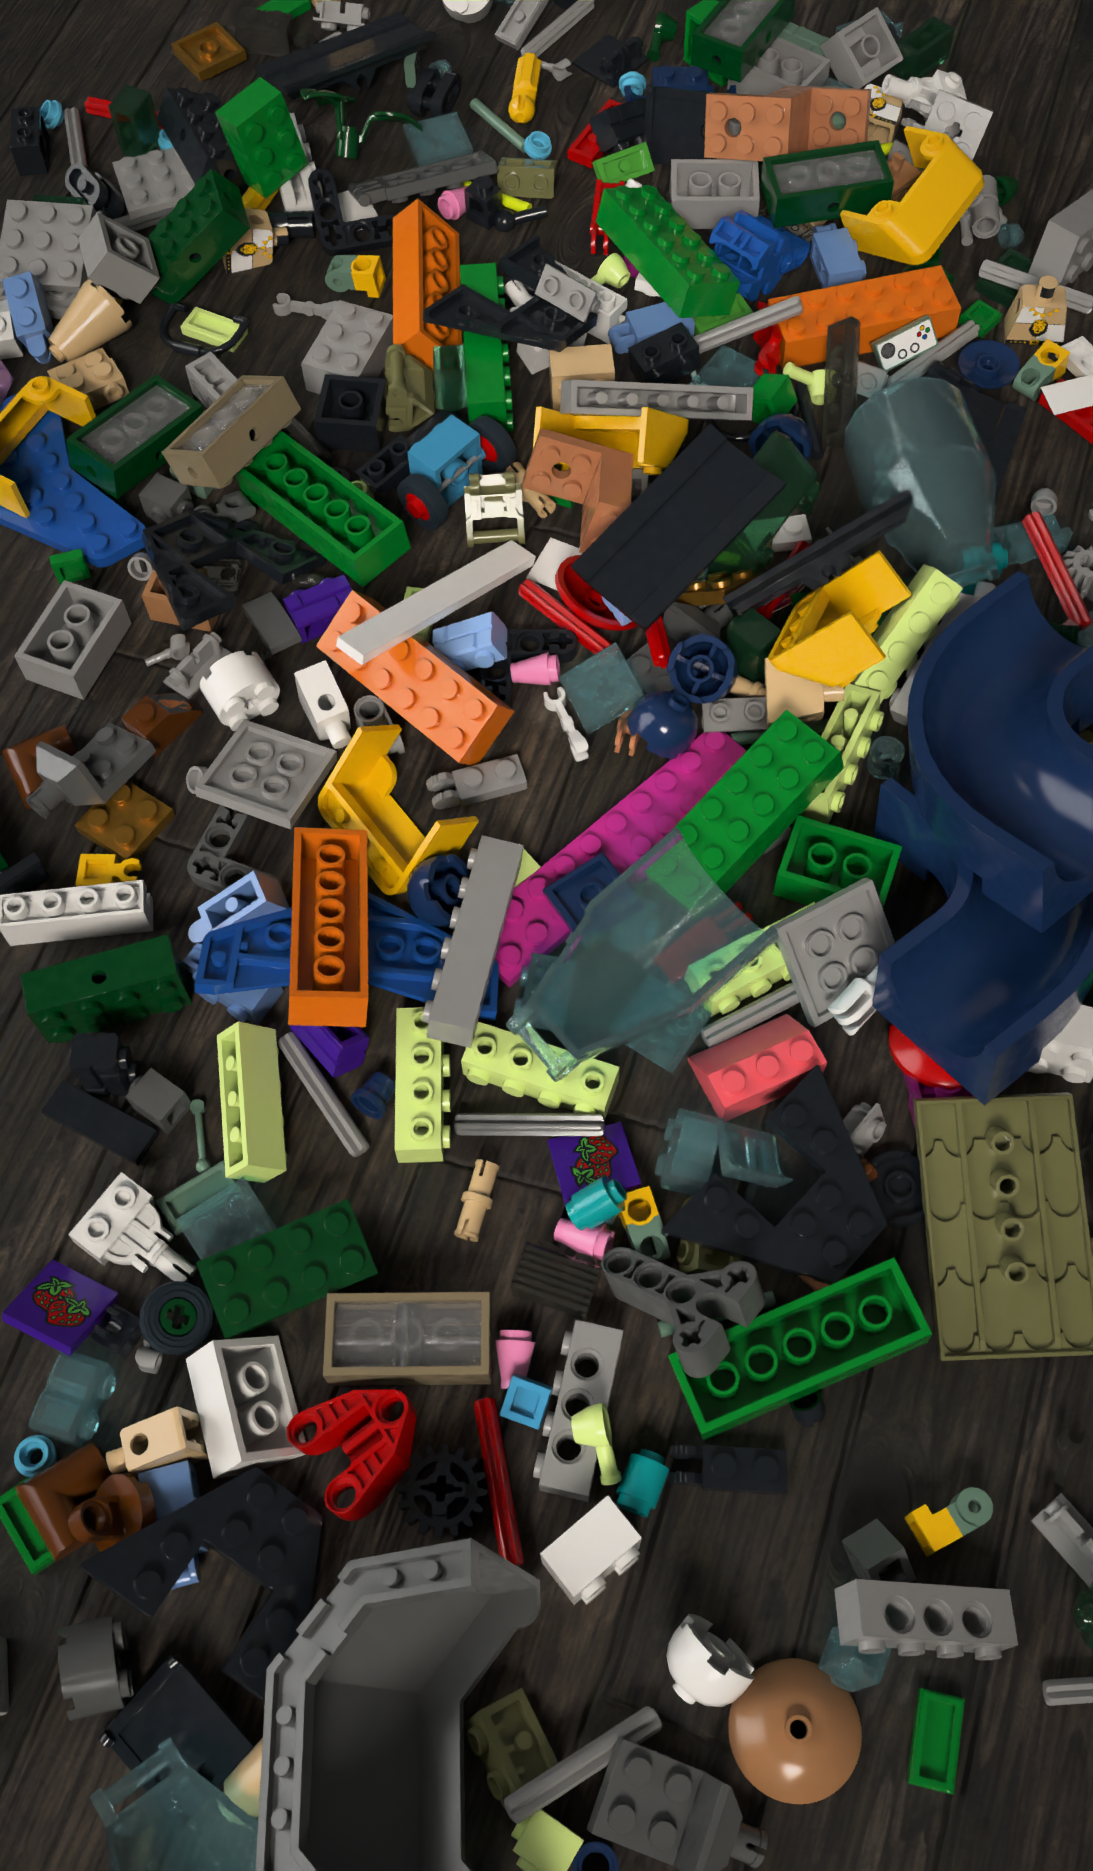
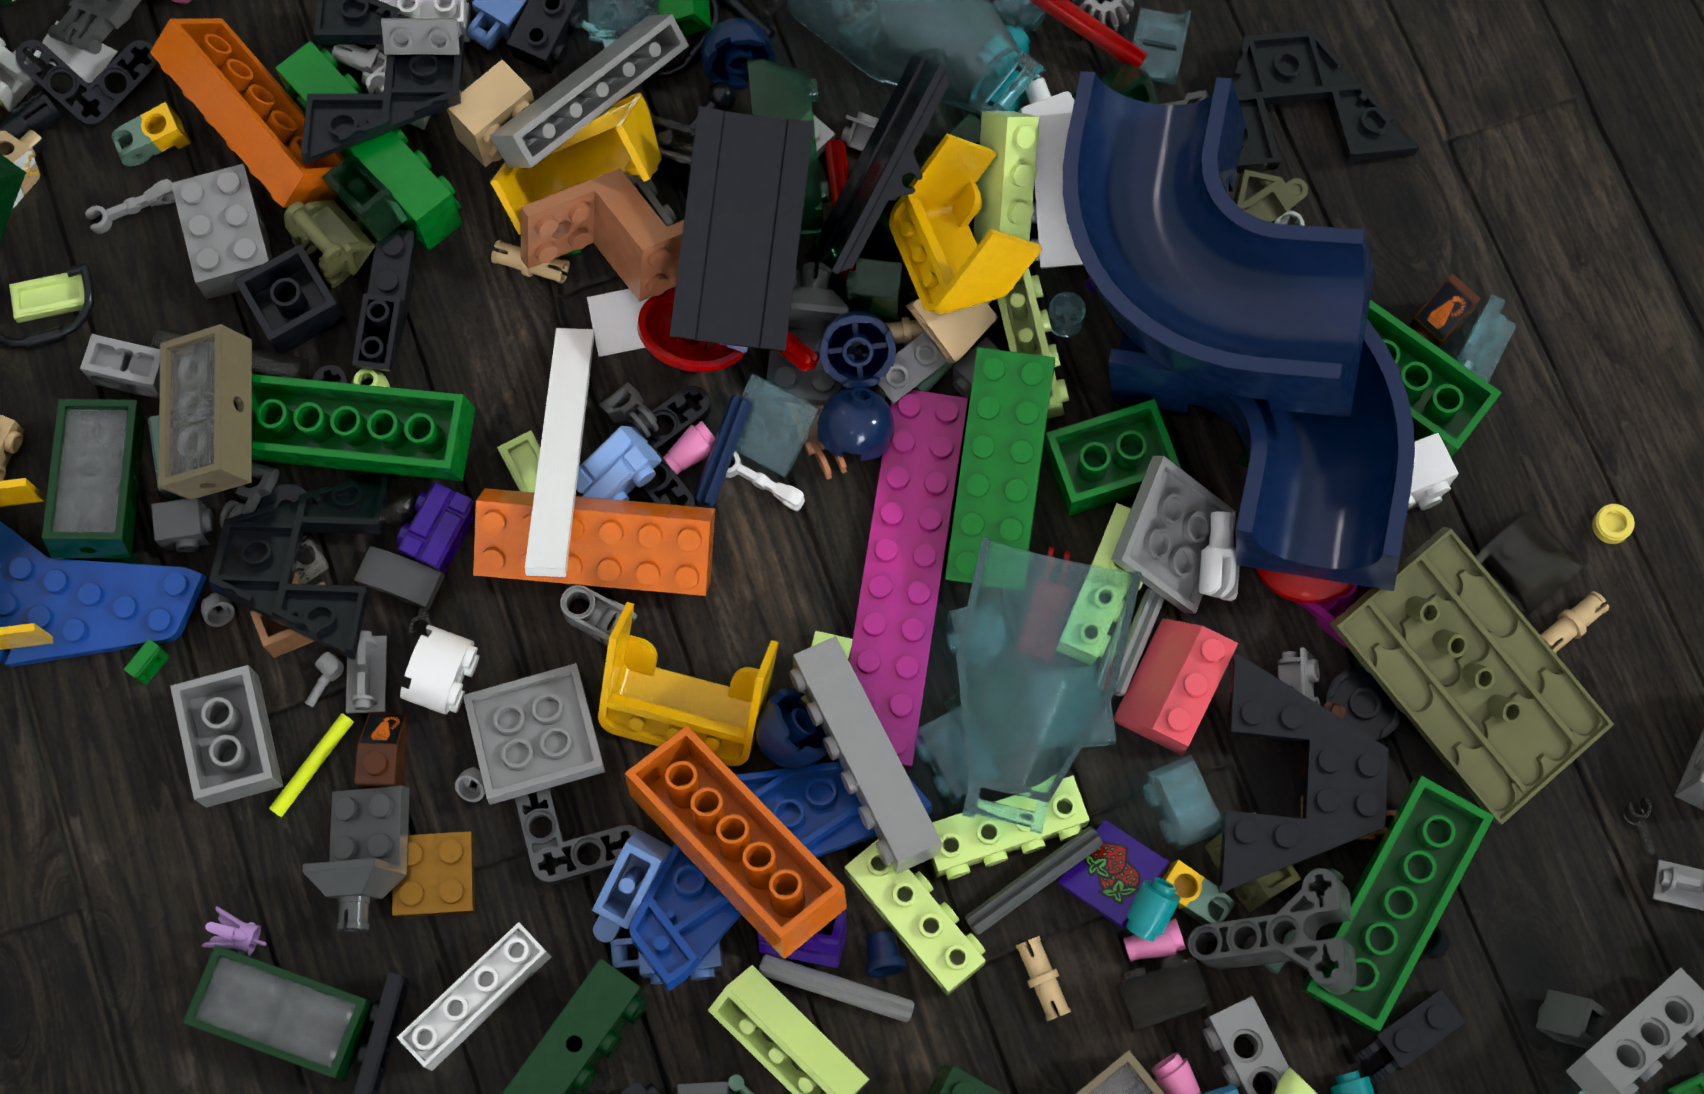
camera: 40 degrees left, 10 degrees up
(22, 759) = (290, 889): reddish brown brick -> none
(105, 869) = (460, 941): yellow plate -> none
(112, 699) = (311, 765): none -> neon yellow piece
(324, 704) = (518, 620): white torso -> none
(443, 464) = (437, 291): brick -> none
(478, 782) = (730, 595): light grey hinge -> none
(493, 497) = (506, 299): piece -> none
(515, 618) = (632, 411): none -> dark grey piece
(554, 681) = (722, 450): none -> dark blue axle
(562, 616) = (665, 375): red axle -> none
(576, 889) = (925, 639): dark blue tile -> none
(718, 585) = (818, 245): pearl gold plate -> none
(749, 1155) = (1234, 770): clear light blue piece -> none
(963, 1515) = (1603, 941): leg -> none

